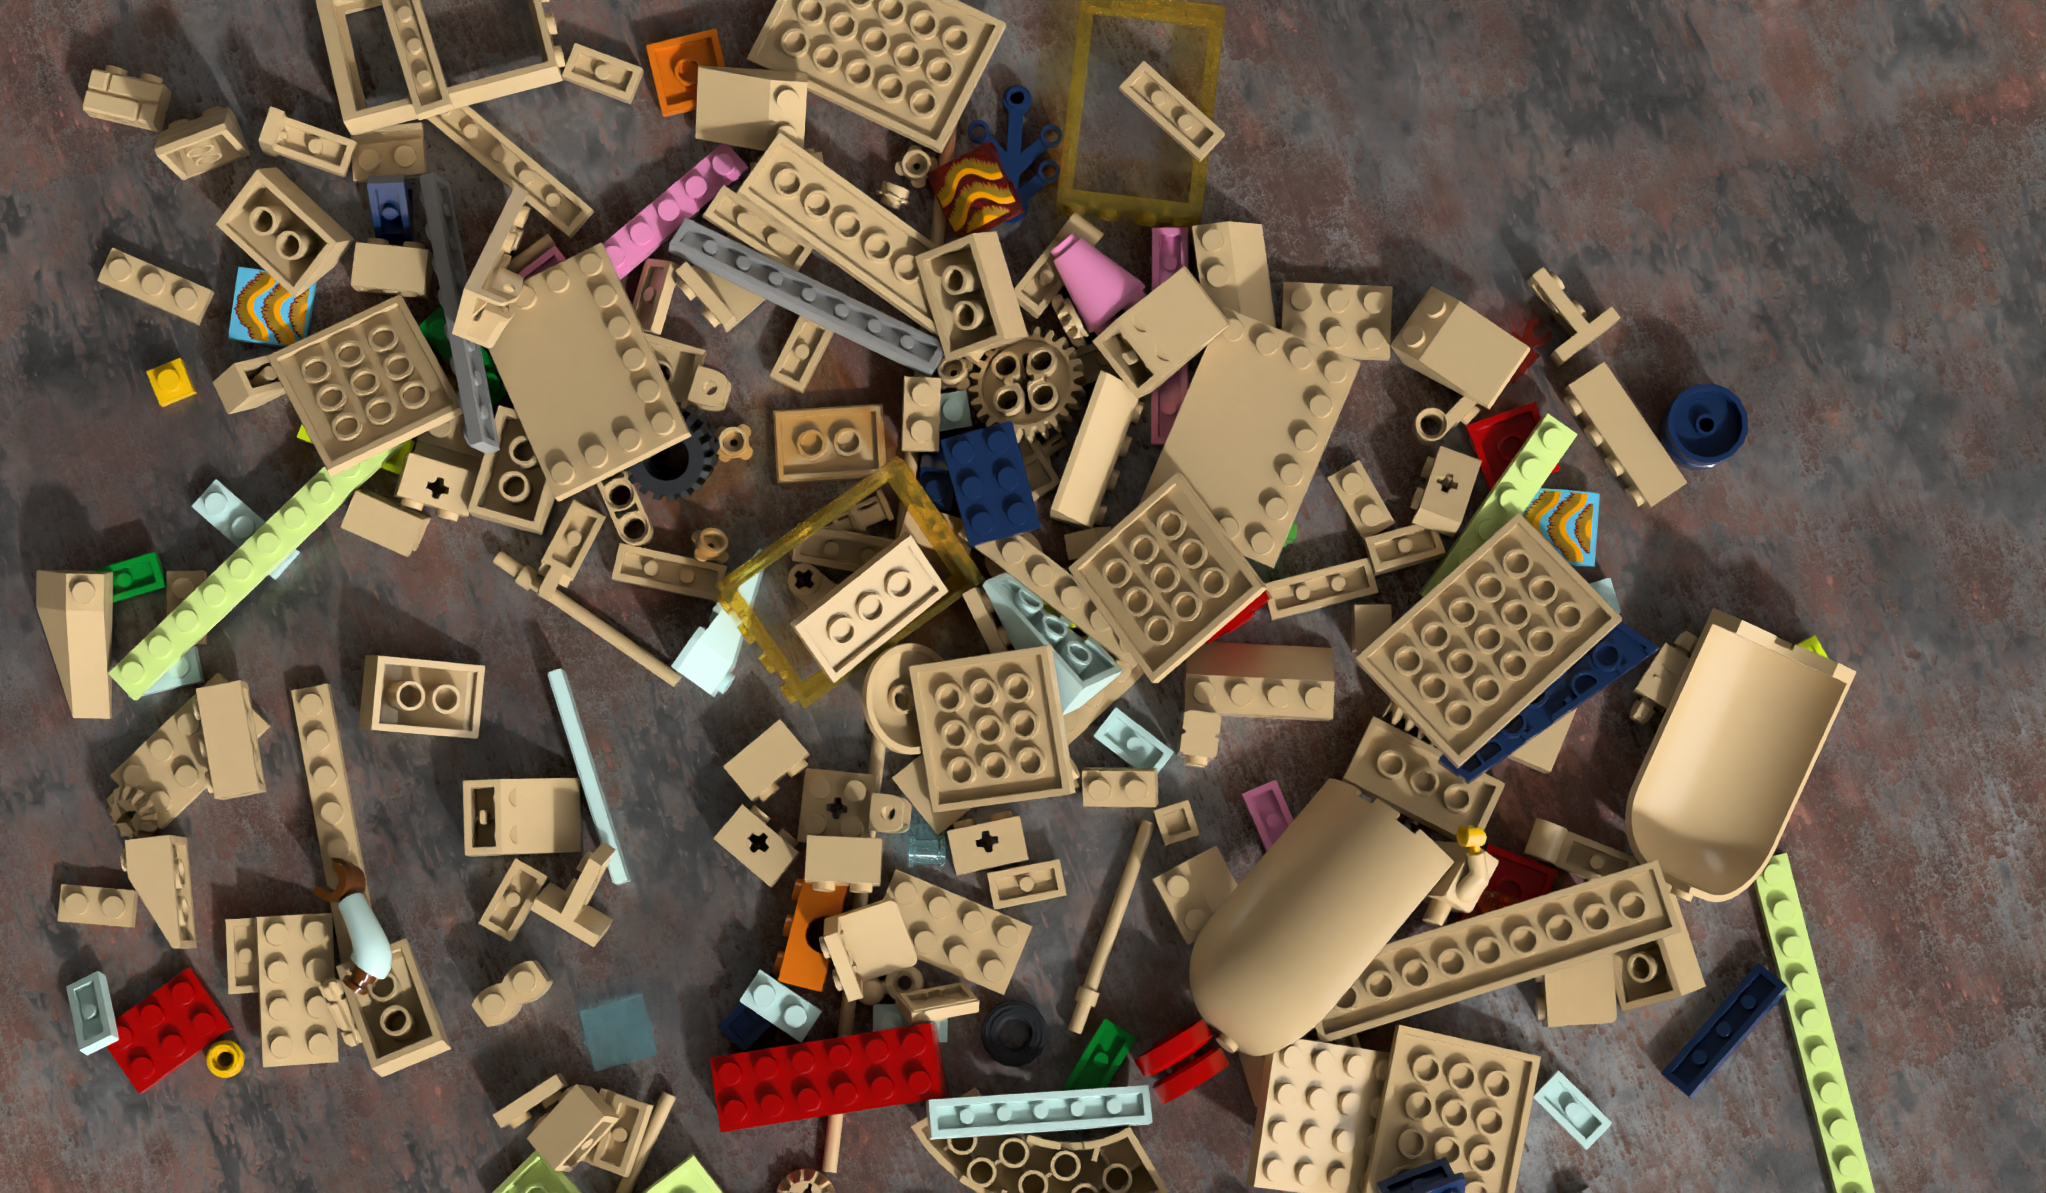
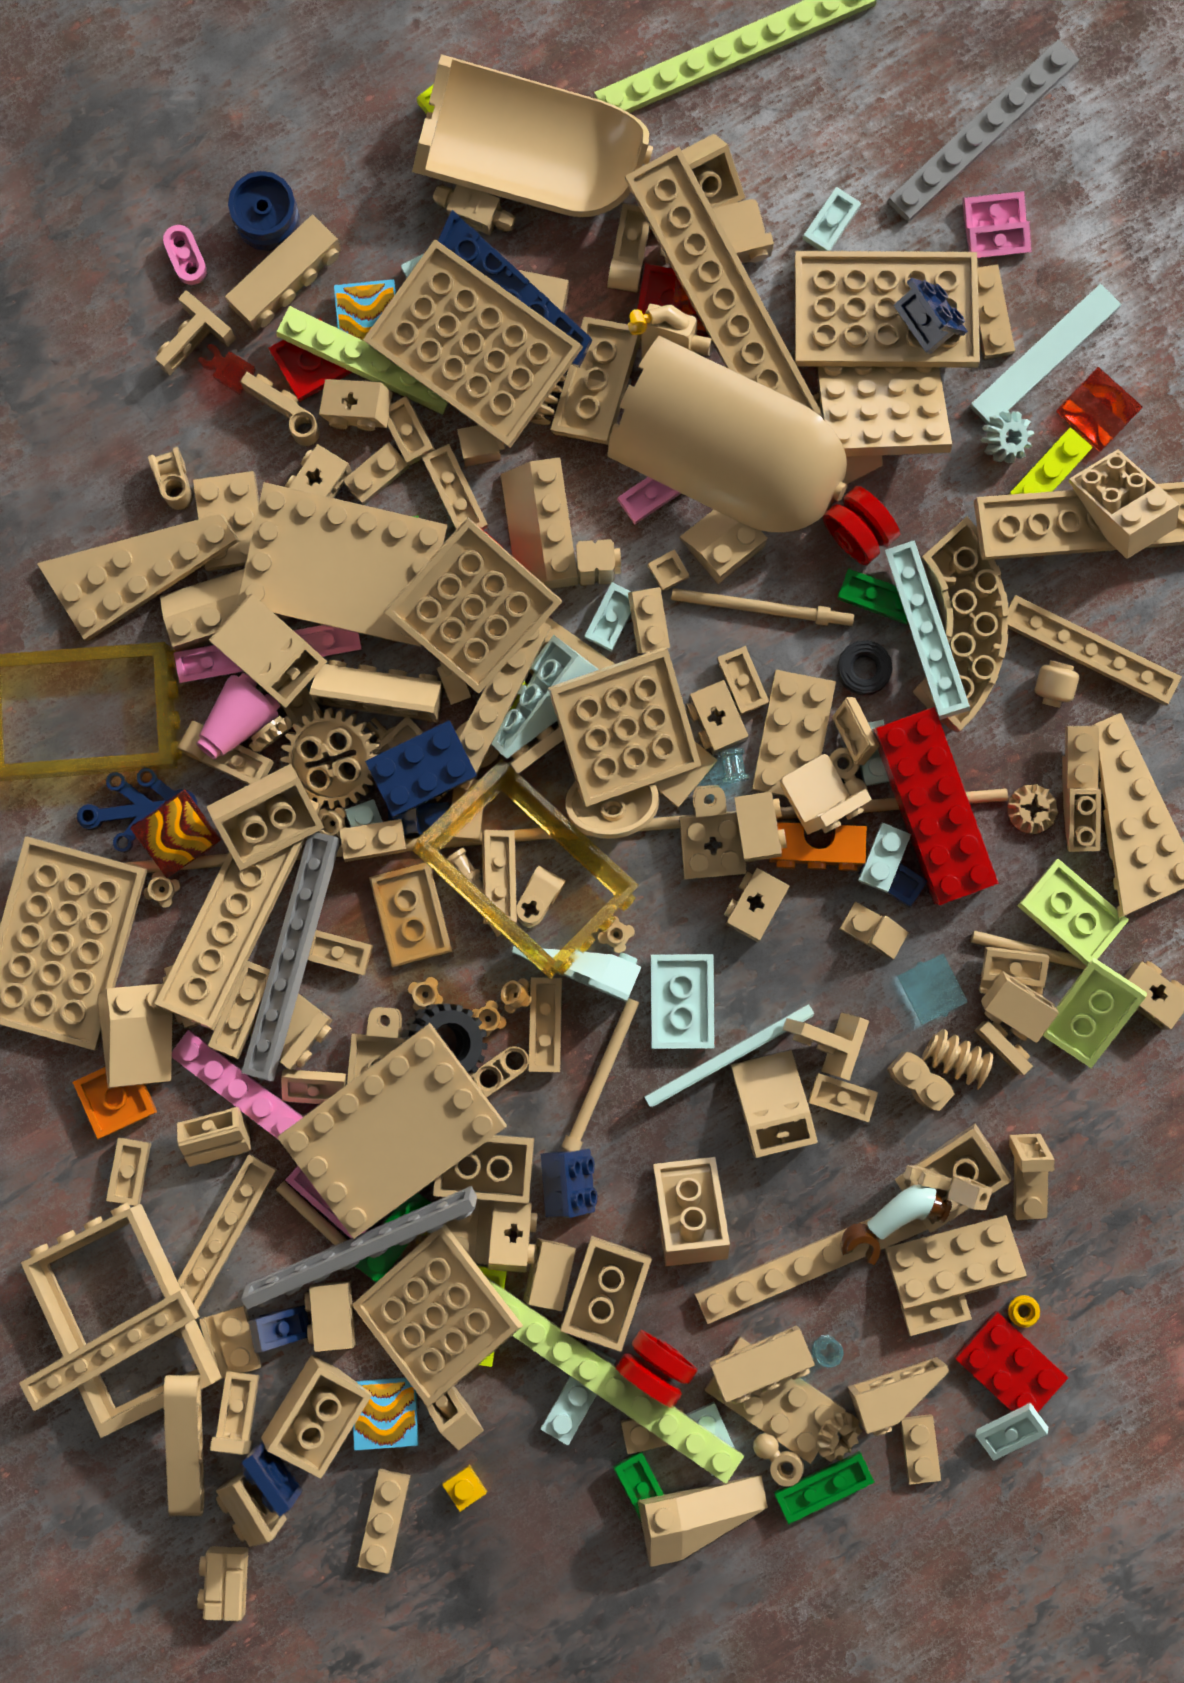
camera: 100 degrees left, 0 degrees up
(80, 786) = (824, 1487): none -> green plate
(138, 730) = (766, 1447): none -> tan plate
(224, 830) = (834, 1358): none -> clear light blue bush
(225, 169) = (272, 1478): none -> dark blue plate
(251, 620) = (658, 1365): none -> red wheel
(284, 80) = (184, 1445): none -> tan beam
(340, 1010) = (962, 1223): tan axle -> none
(349, 580) = (606, 1293): none -> tan brick
(374, 1008) = (959, 1188): none -> tan piece
(377, 1099) = (1031, 1170): none -> tan bracket
(482, 563) = (568, 1183): none -> dark blue bracket
(490, 281) = (331, 1220): tan plate -> none
(530, 1044) = (958, 1057): none -> tan piece
(569, 547) = (541, 1113): tan hinge -> none
(620, 173) = (213, 1137): none -> tan brick
(663, 736) = (682, 1001): none -> light aqua plate
(700, 514) = (491, 1010): none -> tan plate
(700, 978) = (874, 930): none -> tan slope
(746, 676) = (618, 944): none -> tan plate
(767, 761) = (686, 910): tan brick -> none
(869, 607) = (544, 846): tan plate -> none
(893, 196) = (190, 903): tan plate -> none
(1171, 111) = (77, 681): tan plate -> none
(1290, 180) = (119, 577): none -> tan wing
(1365, 447) = (324, 465): none -> tan brick
(1406, 262) = (171, 473): none -> tan piece
(1459, 348) = (235, 412): tan slope -> none
(1667, 325) = (185, 256): none -> bright pink plate
(1724, 1031) = (745, 114): dark blue plate -> none

